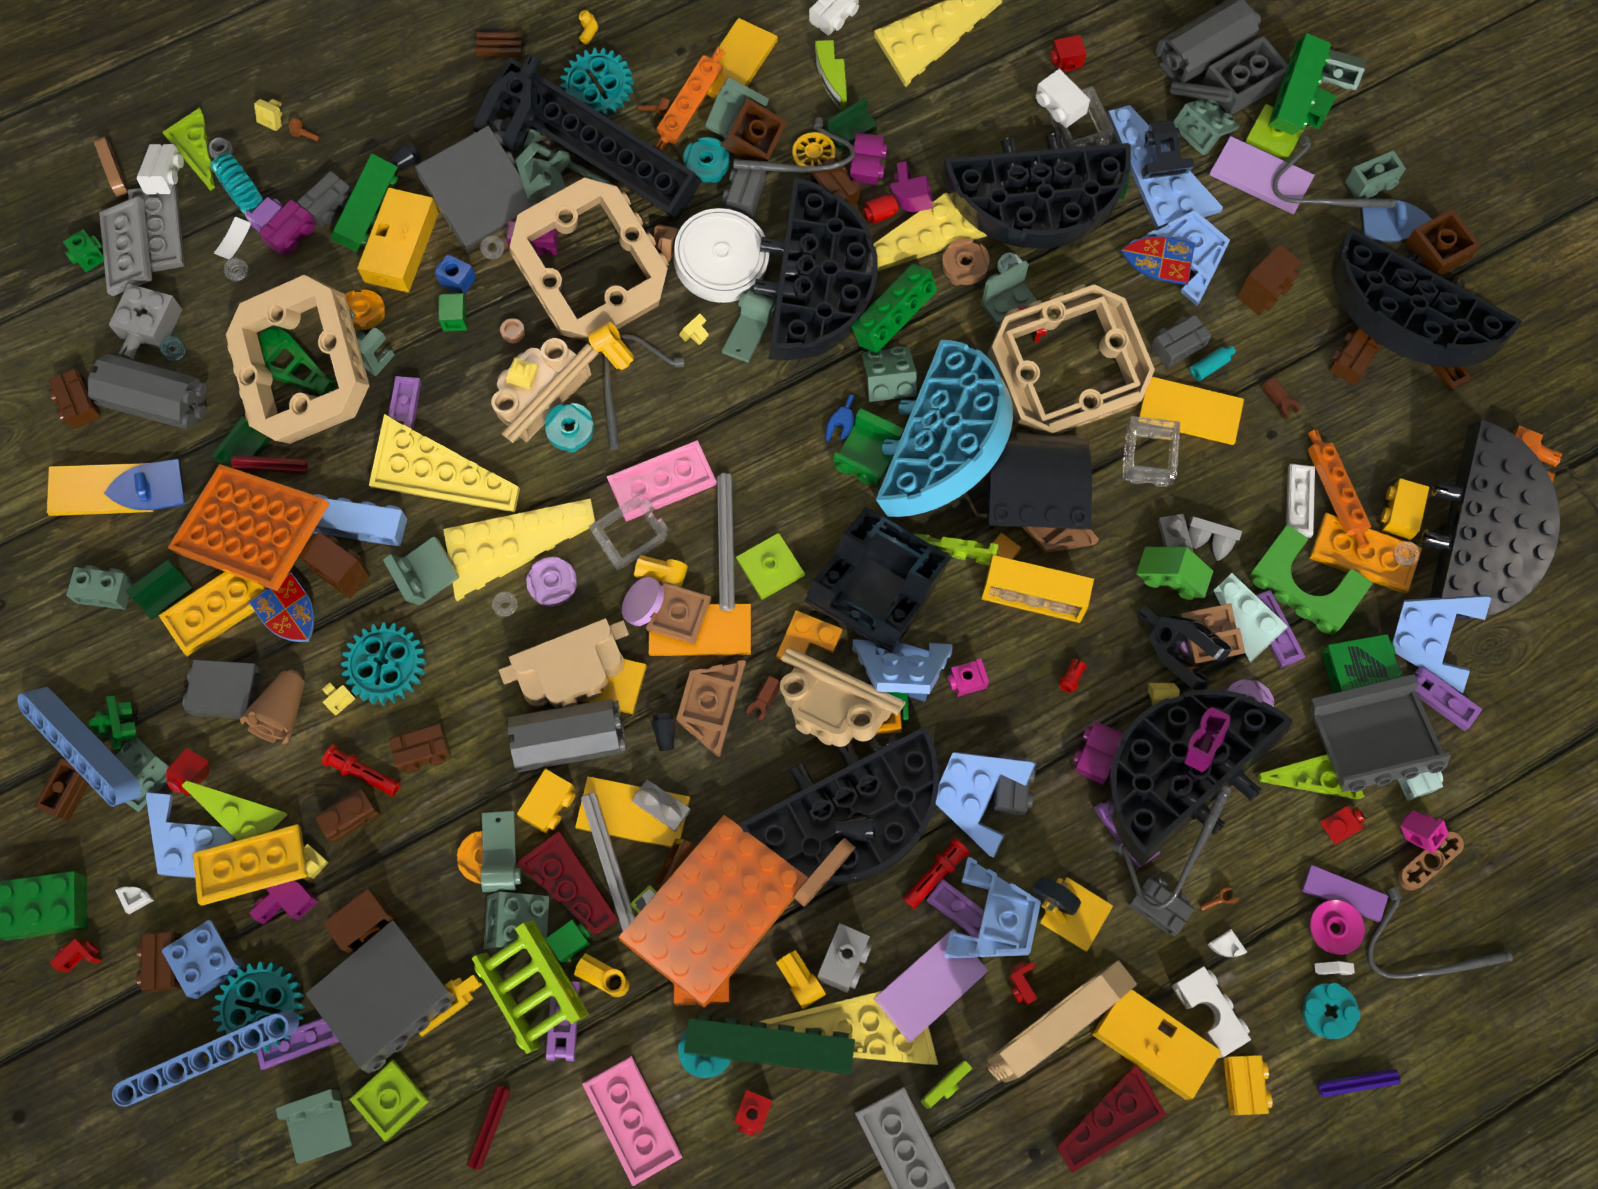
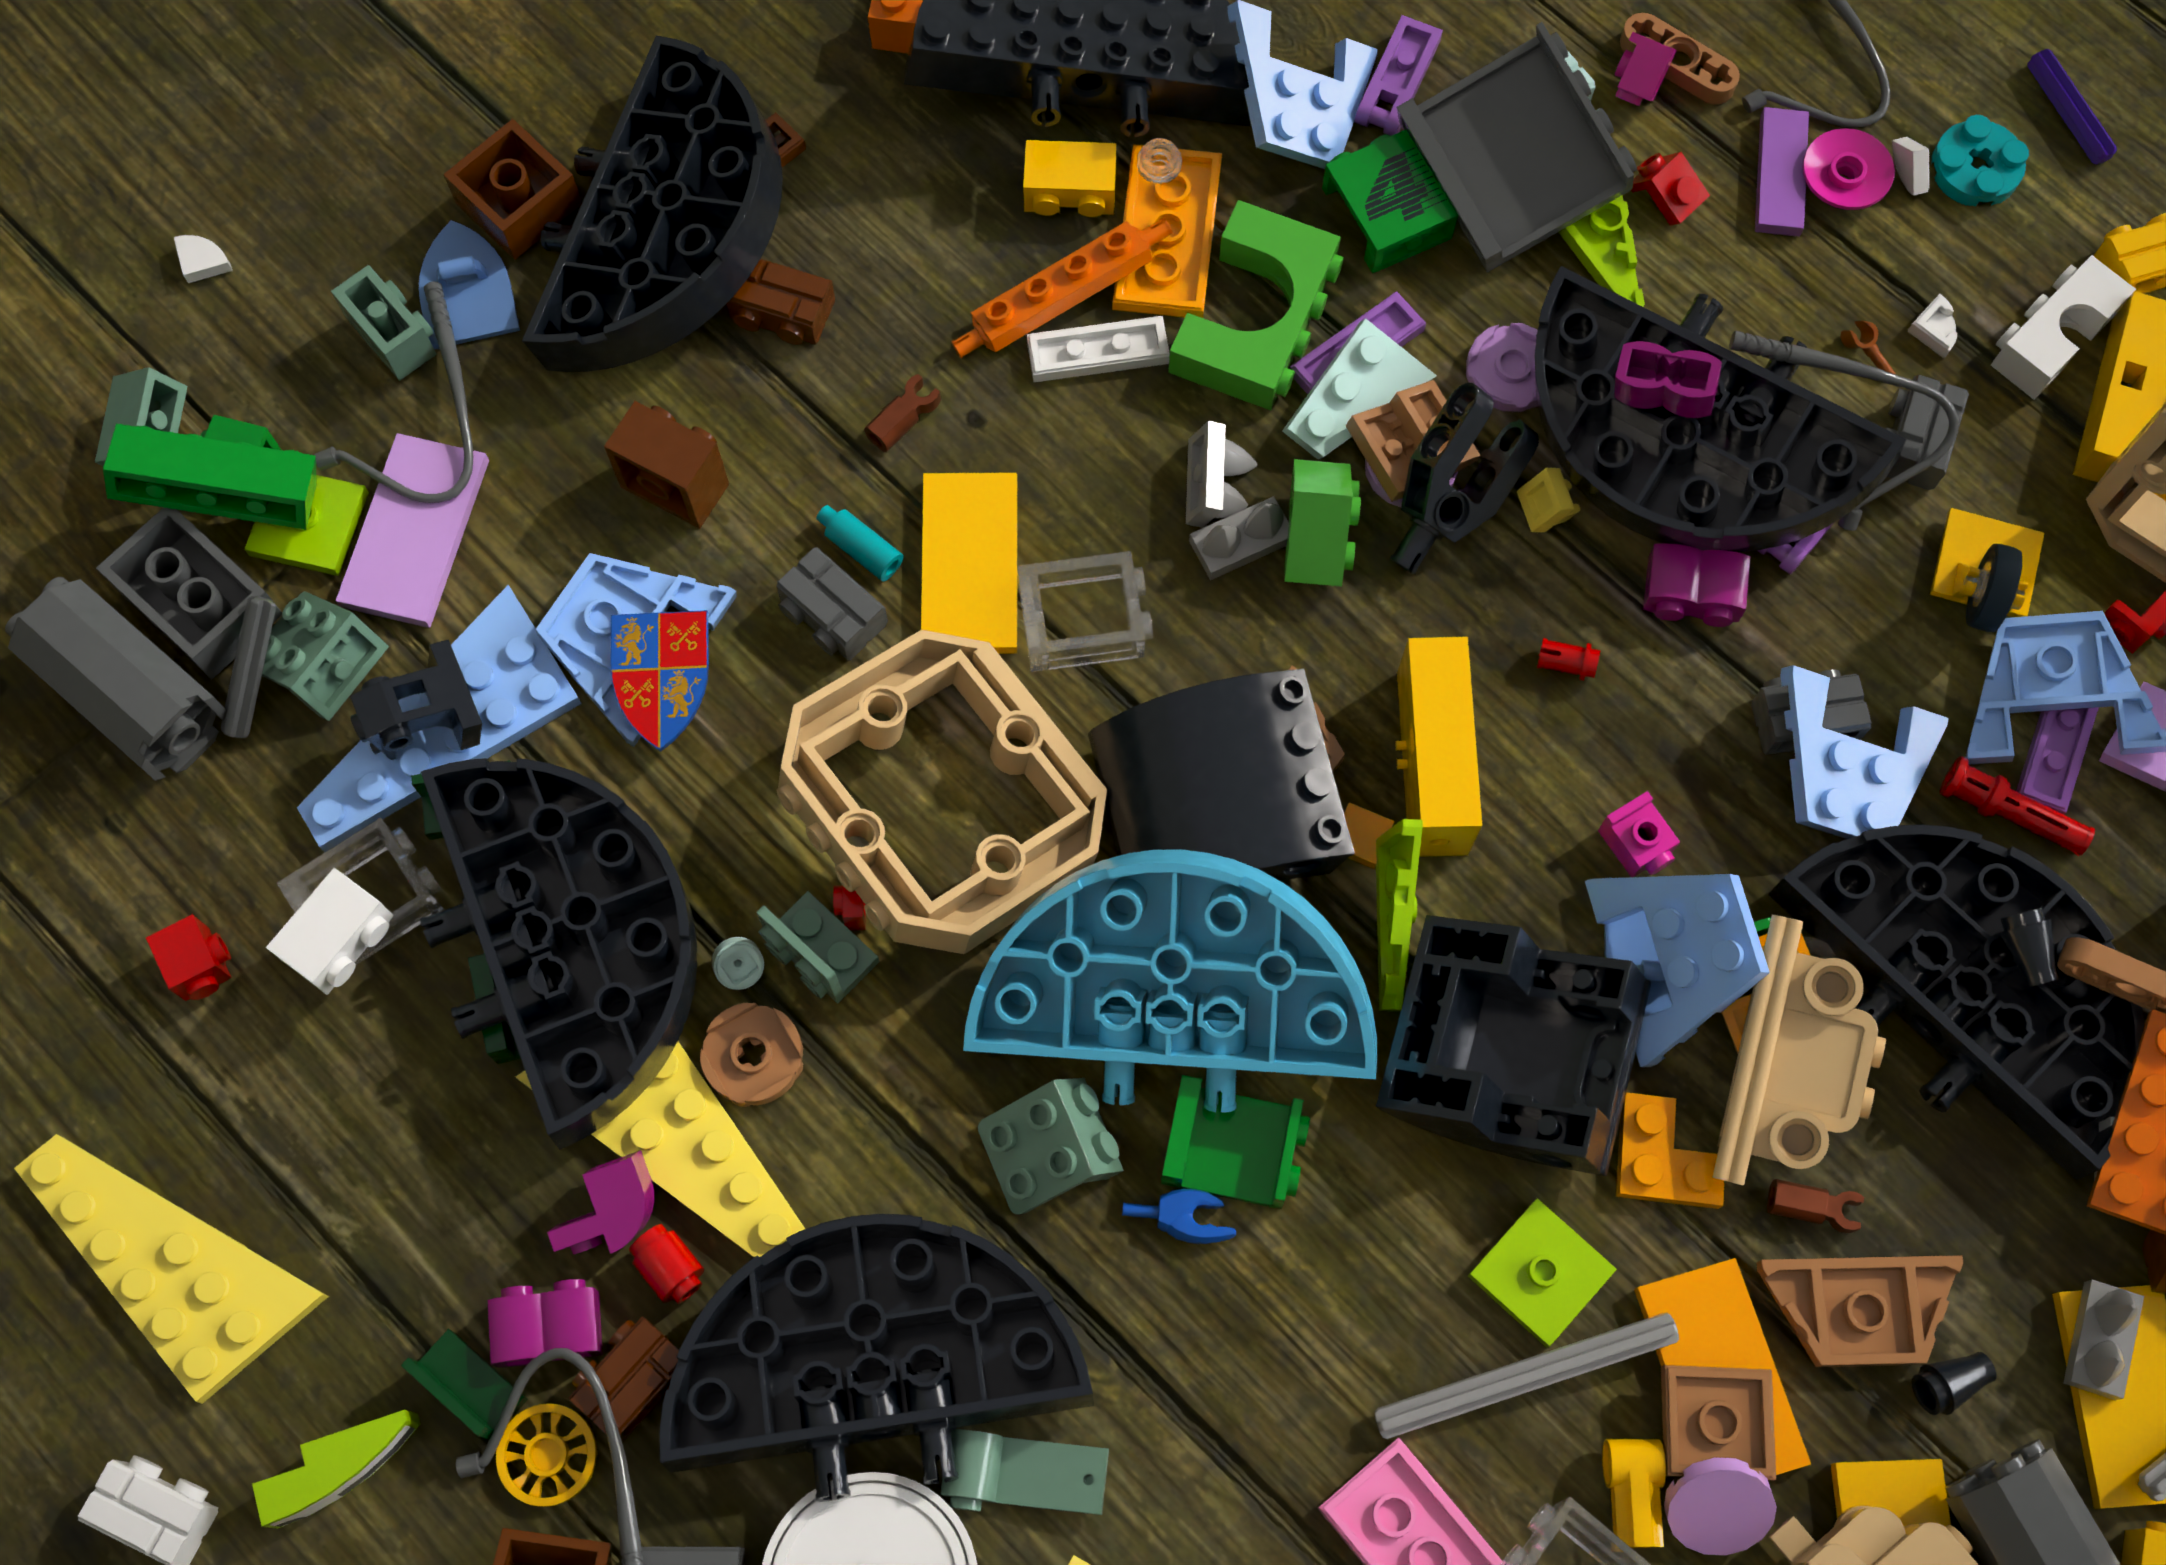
camera: 105 degrees left, 0 degrees up
(894, 308) = (909, 1165): green brick -> none
(1430, 109) = (200, 258): none -> white tile

